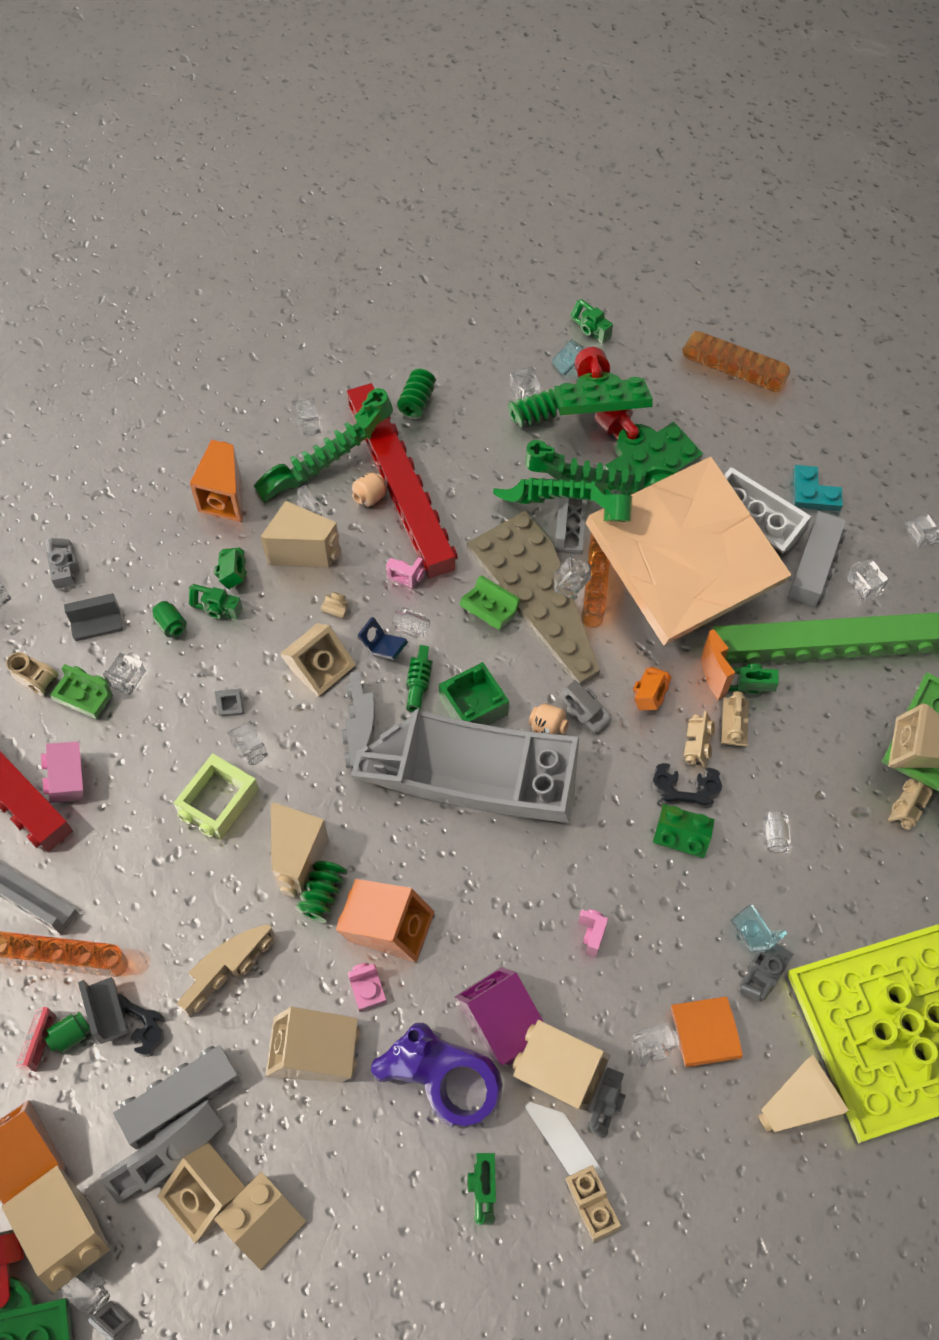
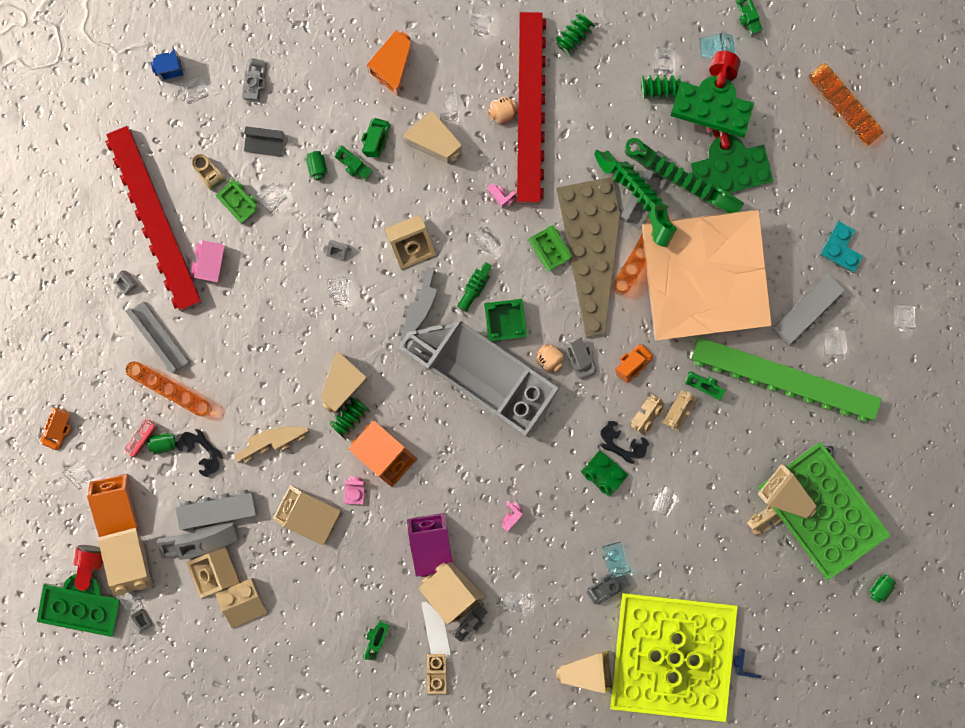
camera: 20 degrees right, 25 degrees up
(103, 1010) = (188, 439): dark grey panel -> none
(215, 765) = (319, 308): yellowish green window -> none
(335, 605) = (440, 200): tan plate -> none
(373, 411) = (457, 70): green piece -> none
(383, 644) = (461, 248): dark blue bracket -> none
(428, 1060) = (372, 553): dark purple animal -> none
(572, 577) = (616, 255): clear brick -> none
(706, 1031) = (552, 607): orange slope -> none
(715, 667) = (685, 362): orange slope -> none
(777, 518) = (783, 257): white slope -> none

